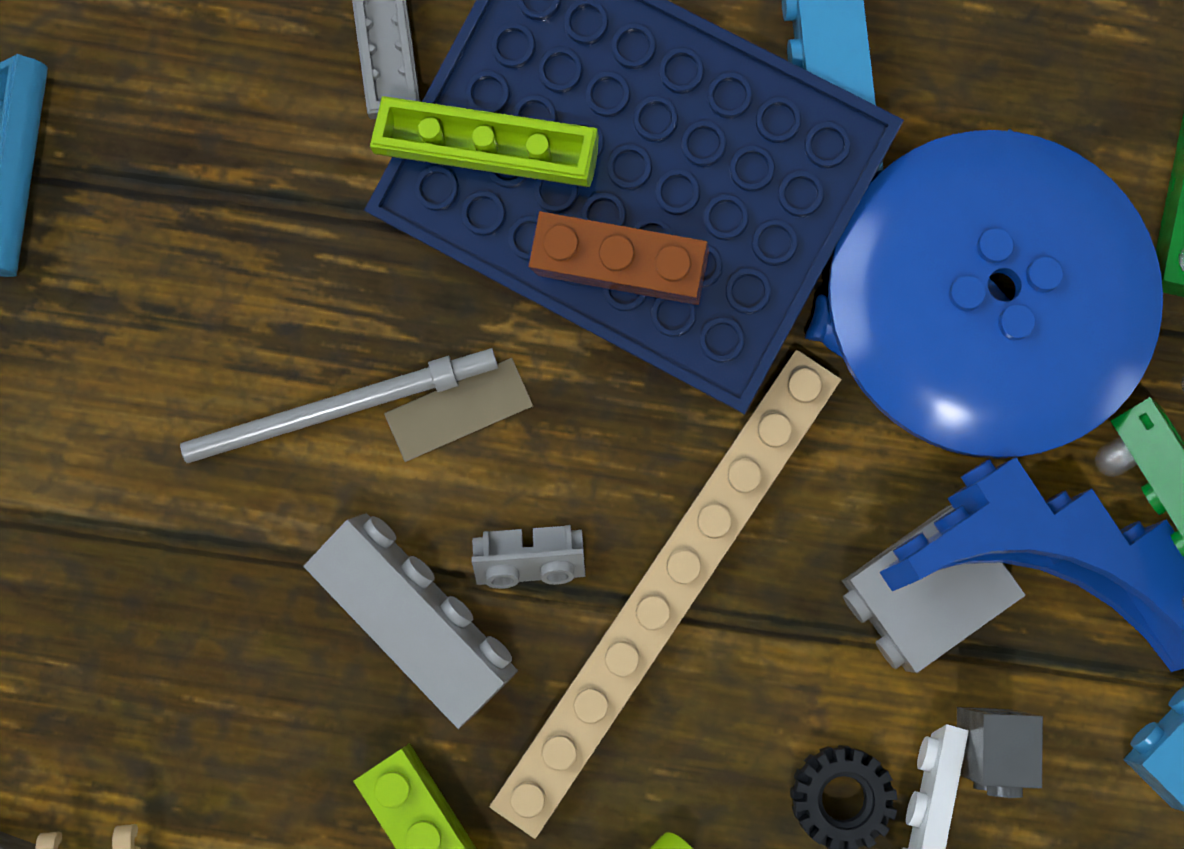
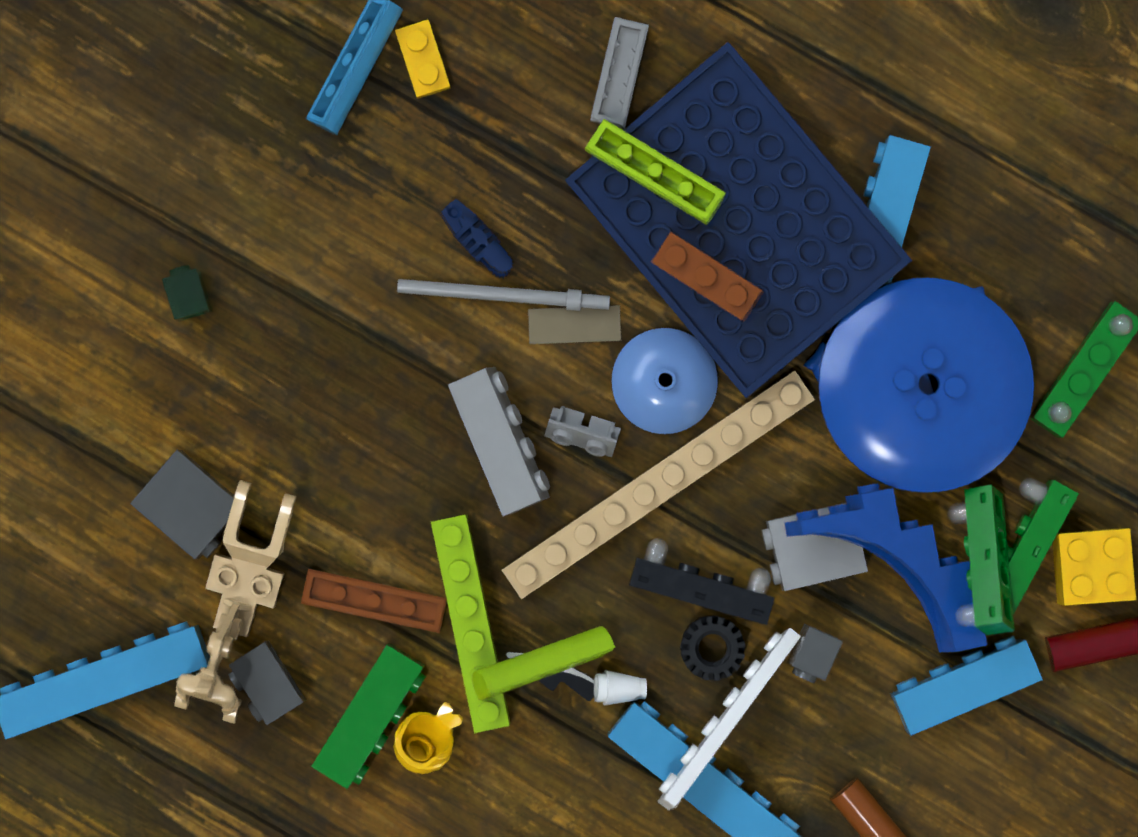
camera: 25 degrees right, 5 degrees up
(102, 125) = (422, 59): none -> yellow plate
(271, 341) = (477, 238): none -> dark blue hinge
(607, 476) = (659, 407): none -> medium blue dish
(805, 719) = (712, 593): none -> black piece

